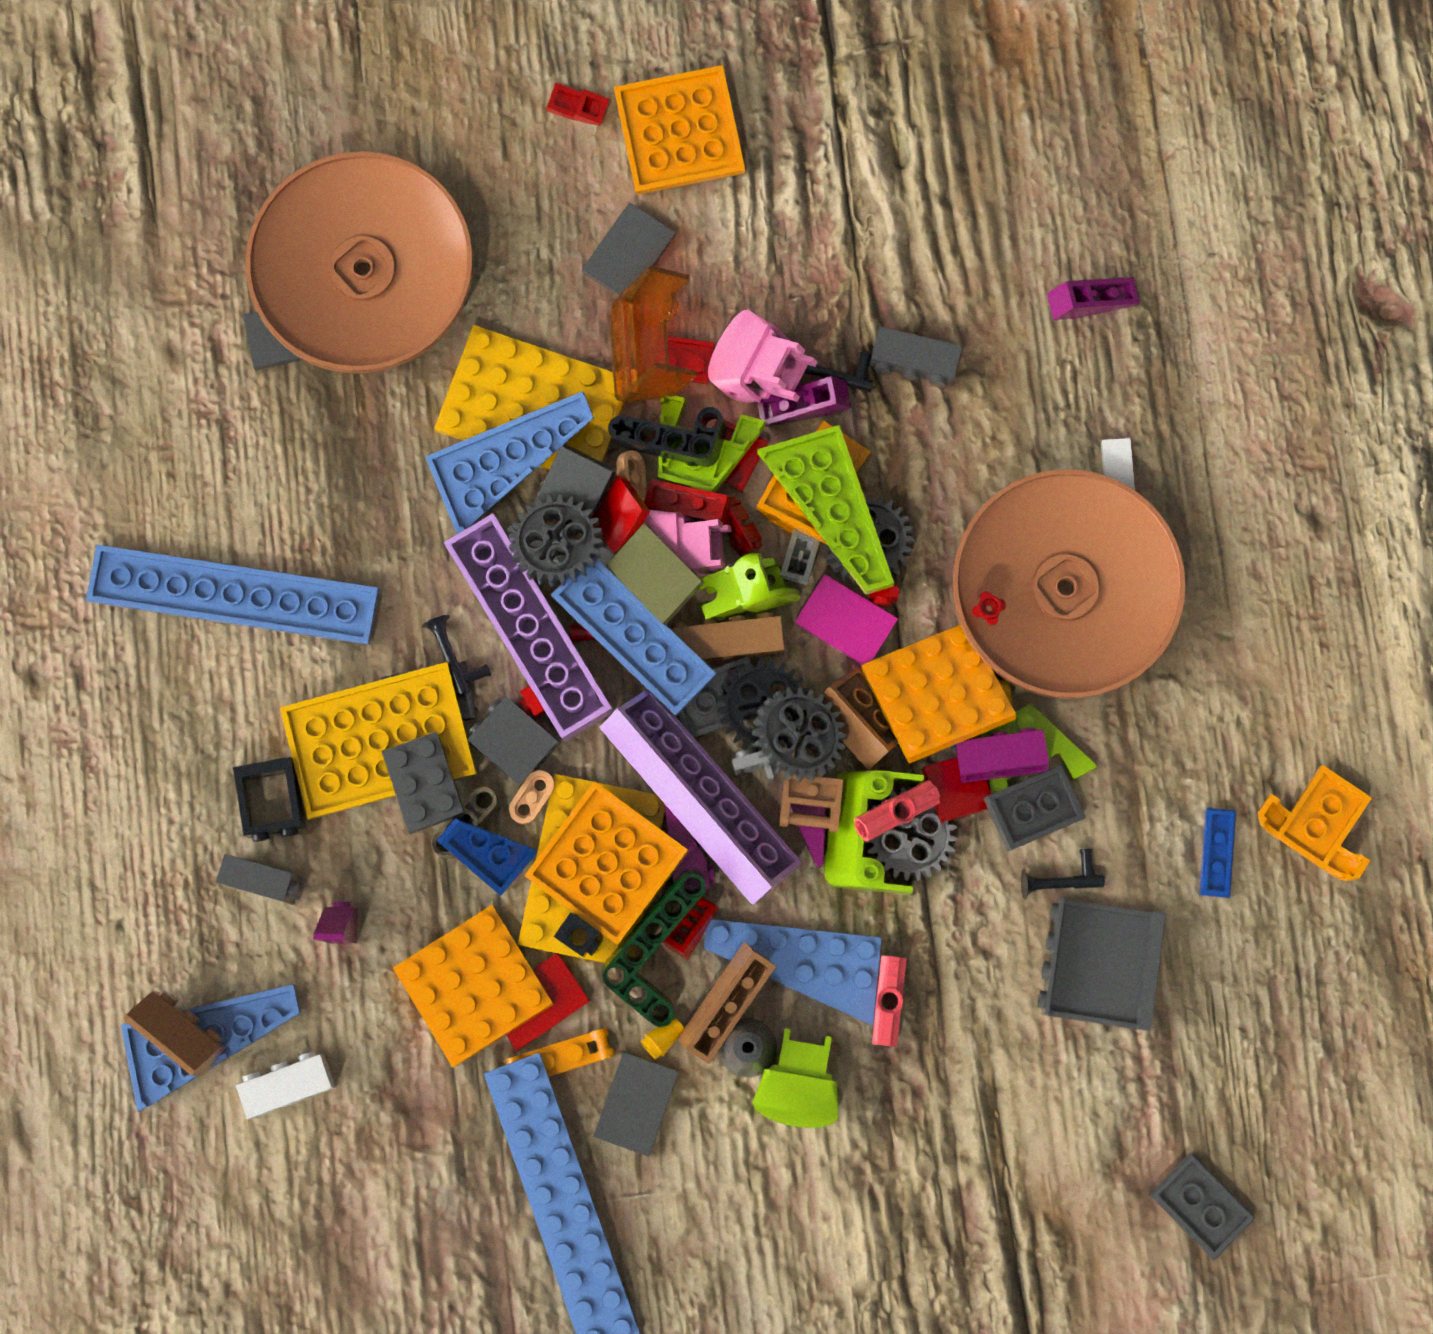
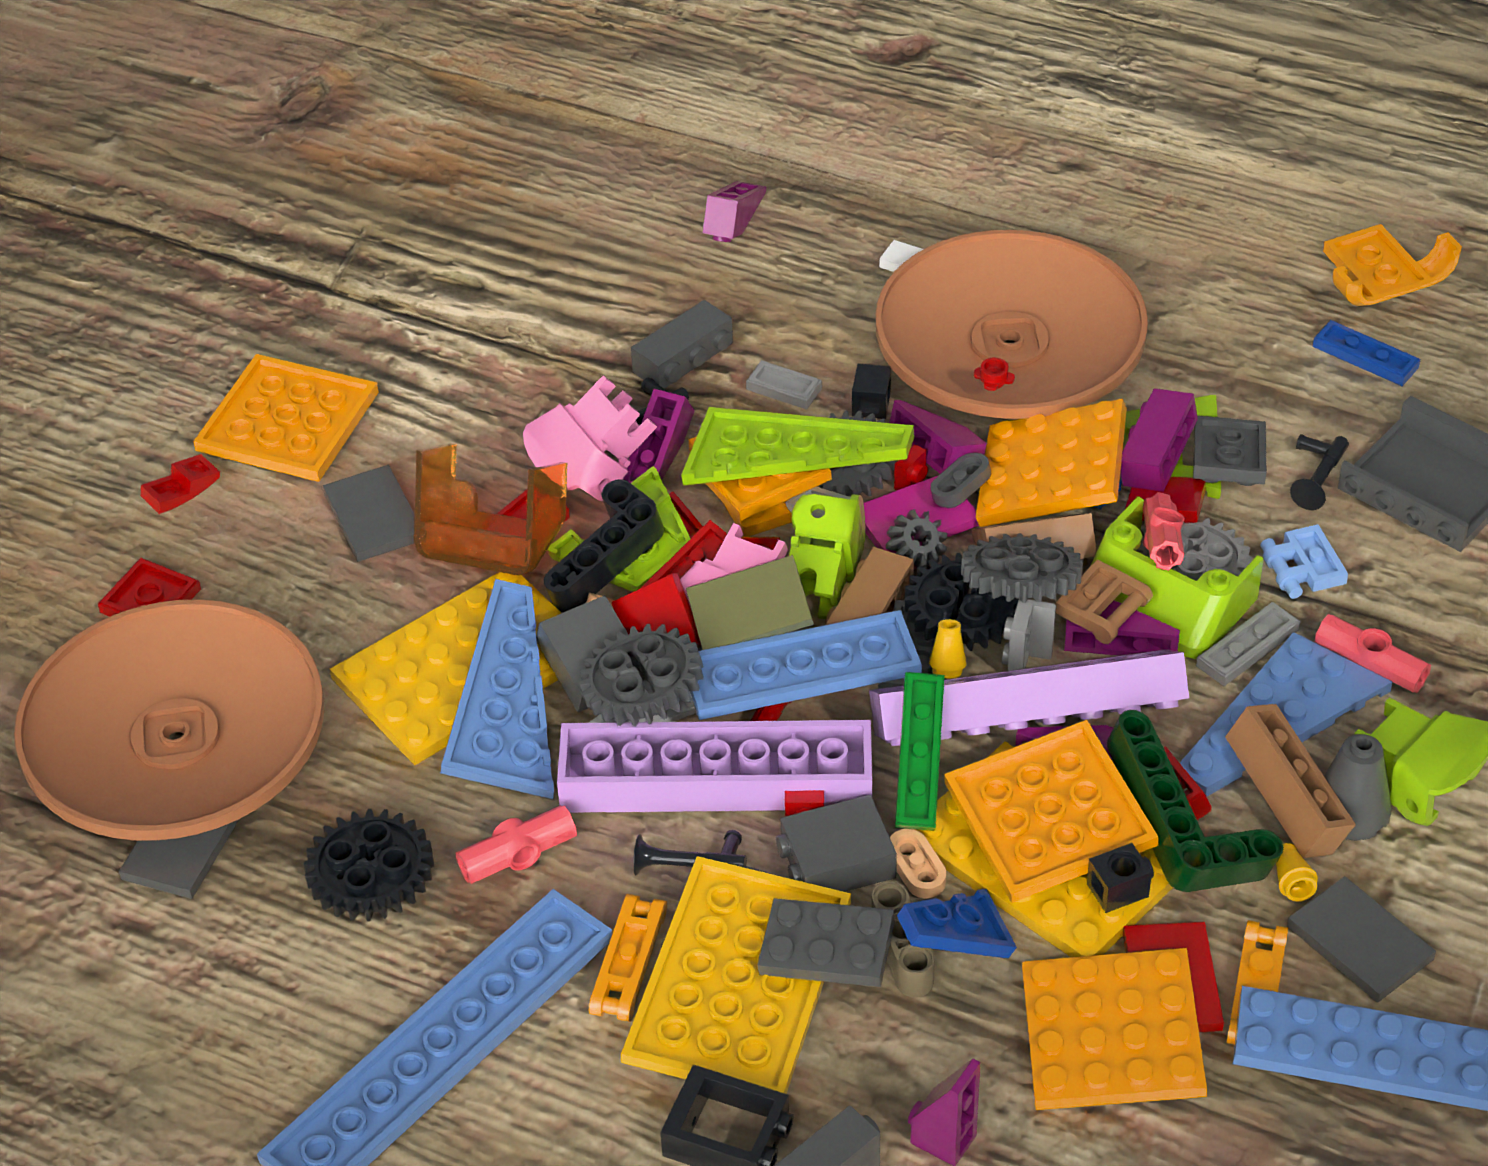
camera: 60 degrees left, 35 degrees down
(321, 484) = (369, 865): none -> black gear
(359, 663) = (627, 957): none -> light orange plate
(401, 540) = (516, 844): none -> coral piece
(469, 161) = (146, 585): none -> red tile
(597, 756) = (919, 751): none -> green tile
(703, 724) = (948, 650): none -> yellow cone
(817, 647) = (923, 532): none -> dark grey gear
(857, 910) = (1247, 643): none -> light grey tile
(884, 634) = (960, 480): none -> dark grey plate
(921, 599) = (940, 437): none -> magenta slope
(925, 450) = (784, 384): none -> light grey tile
(949, 519) = (871, 390): none -> black brick
(963, 918) = (1314, 559): none -> light blue plate

